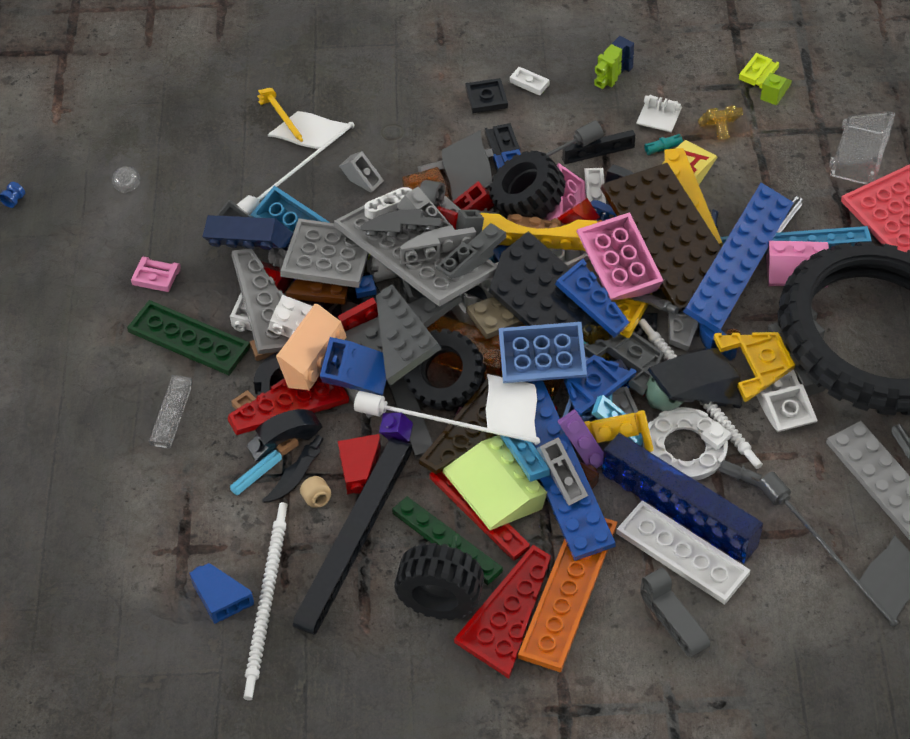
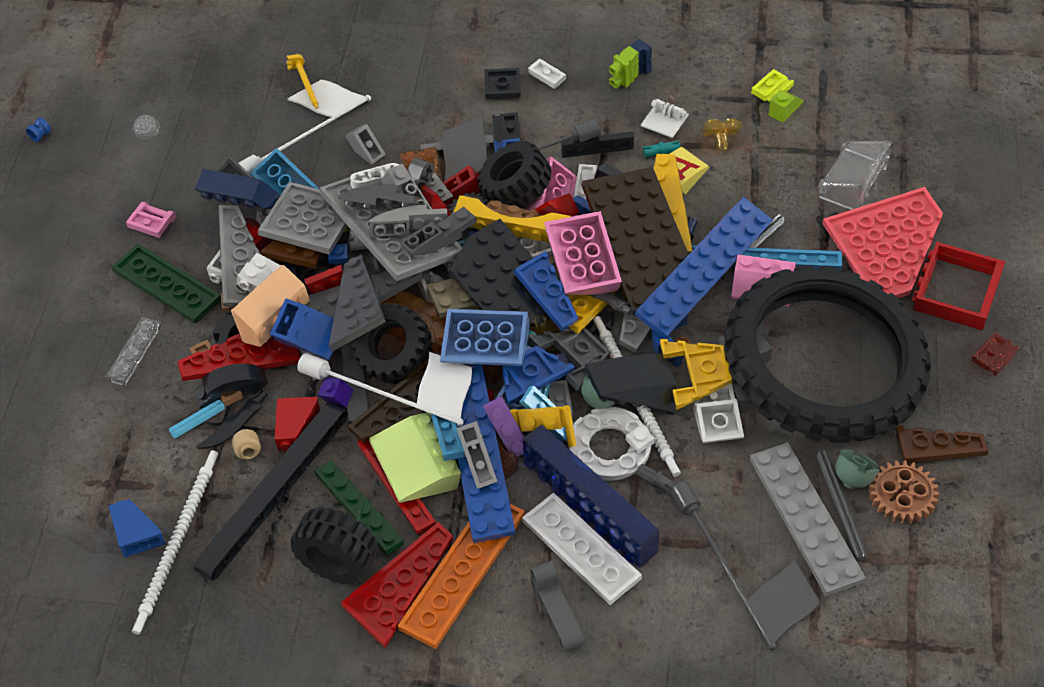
camera: 10 degrees right, 0 degrees up
(470, 219) = (445, 200): dark grey brick -> none

